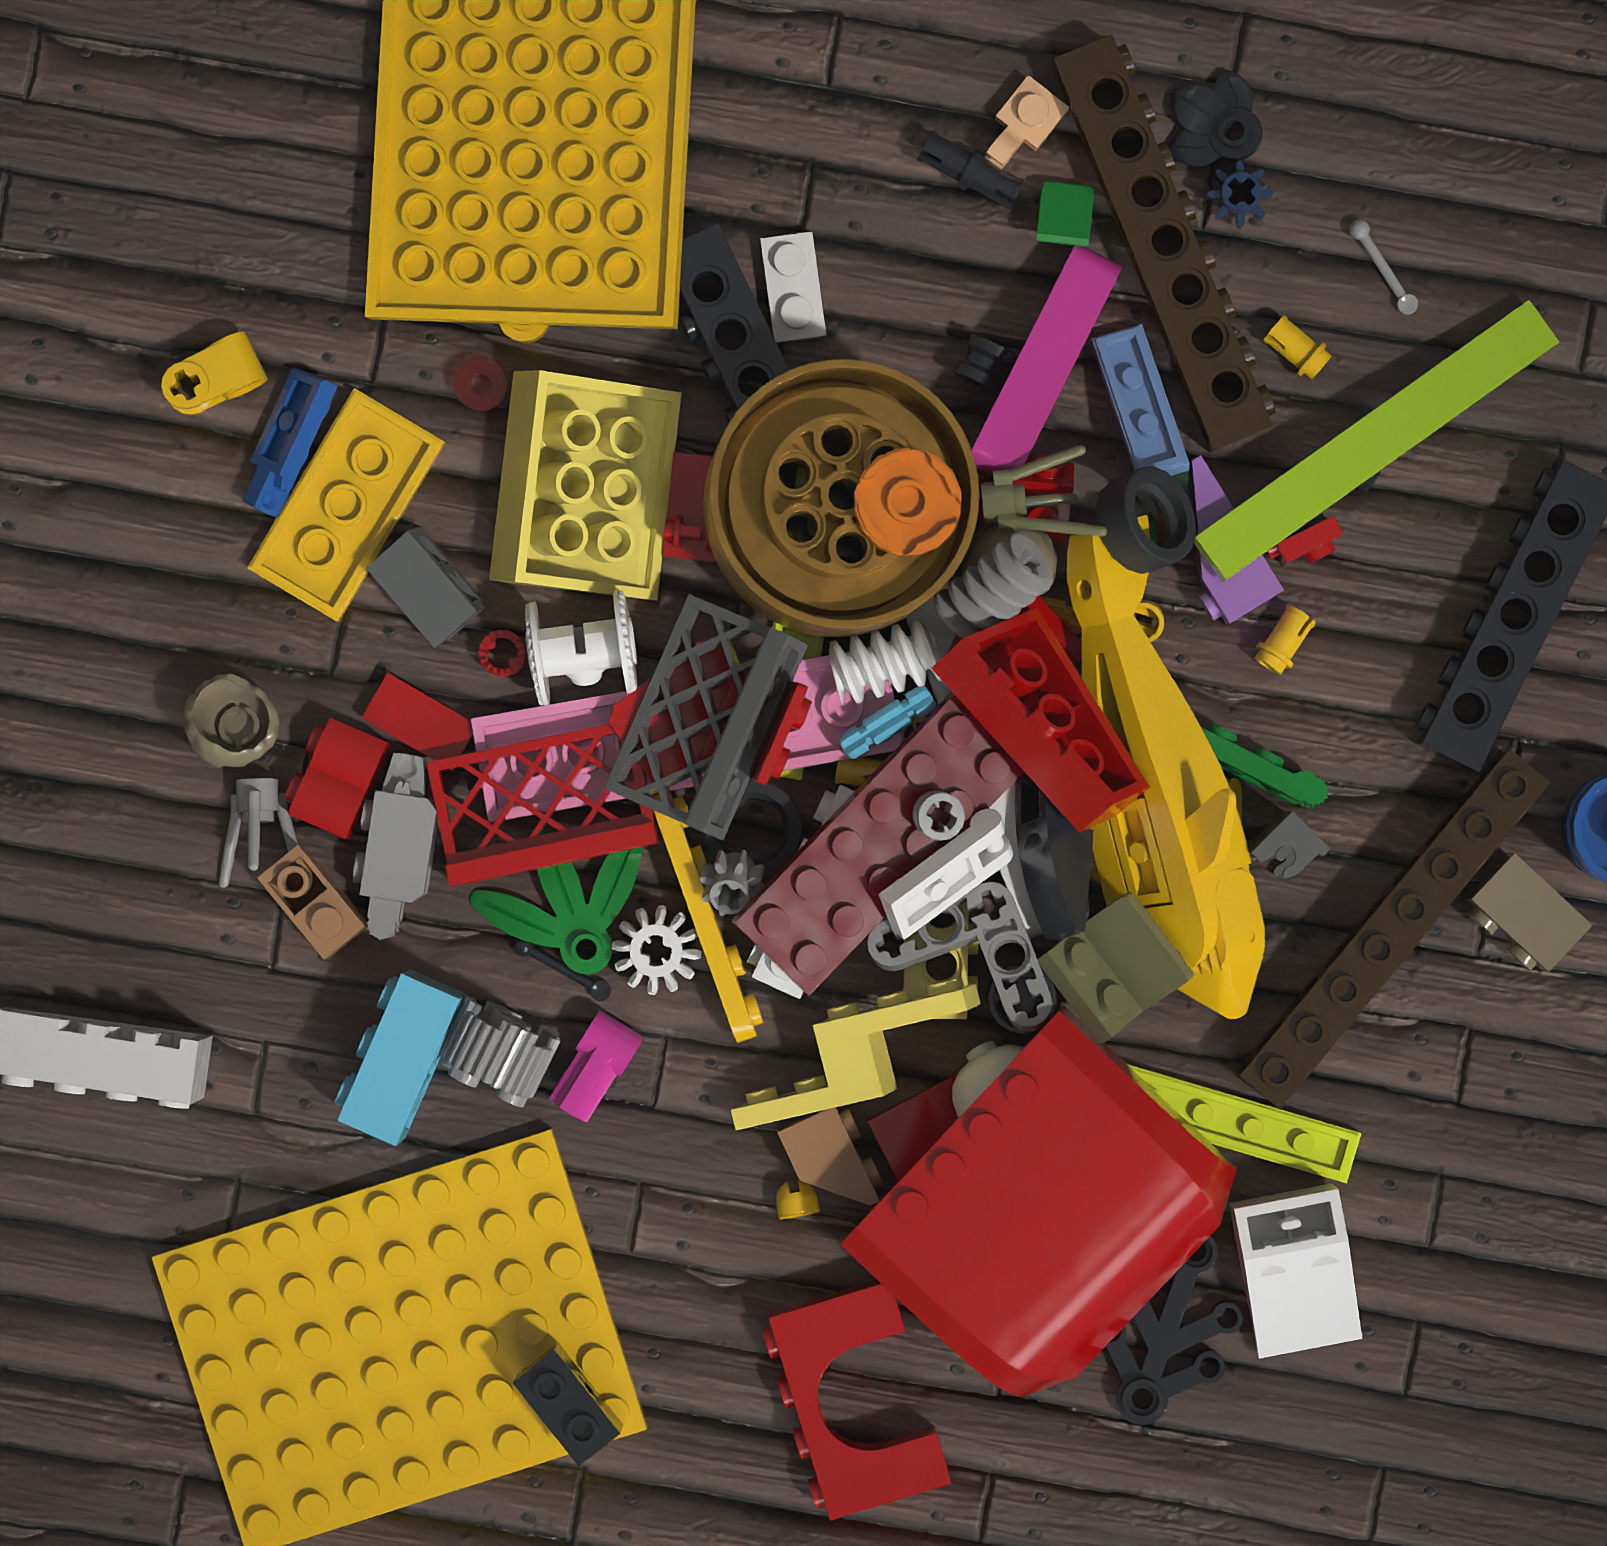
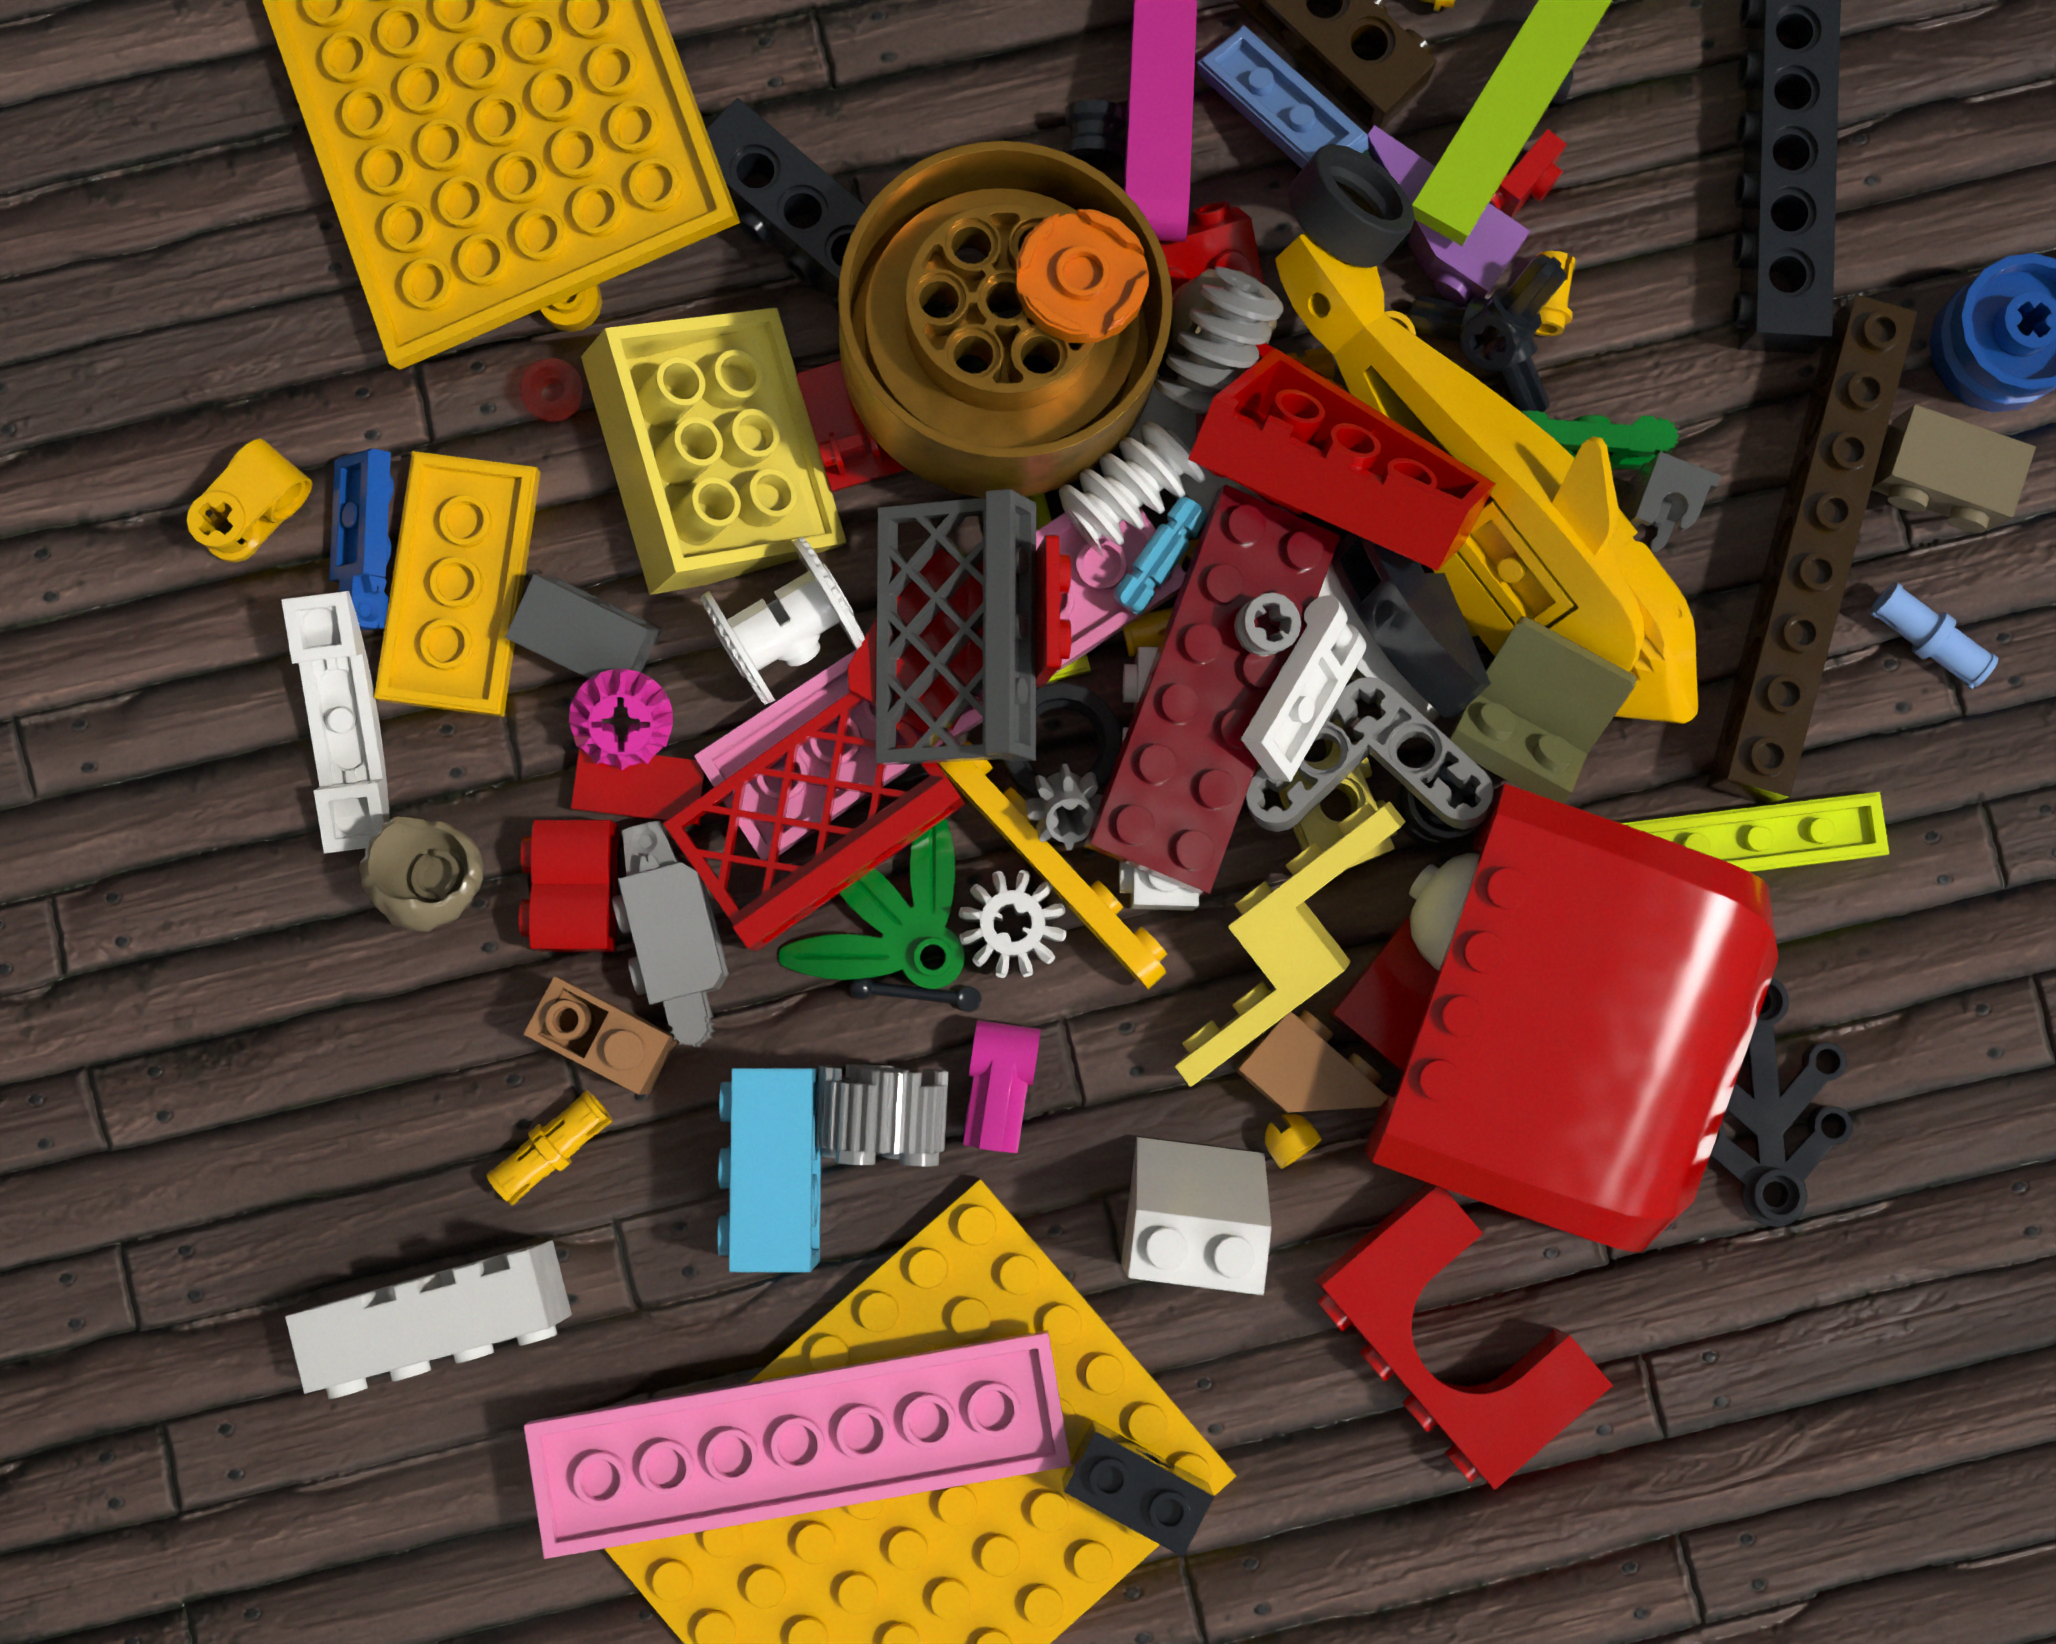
camera: 30 degrees left, 5 degrees down
(215, 578) = (341, 718): none -> white slope
(239, 966) = (549, 1148): none -> yellow pin
(254, 804) = (489, 957): light grey plant -> none
(334, 1265) = (796, 1444): none -> bright pink plate
(416, 649) = (643, 701): none -> dark pink gear
(490, 643) = (681, 668): red bush -> none
(699, 1226) = (1198, 1216): none -> white slope
(793, 287) = (847, 140): white plate -> none
(1007, 501) = (1193, 253): olive plant -> none
(1226, 656) = (1514, 314): none -> black bush
(1296, 1270) = (1882, 970): white slope -> none
(1458, 1032) = (1934, 635): none -> light blue pin

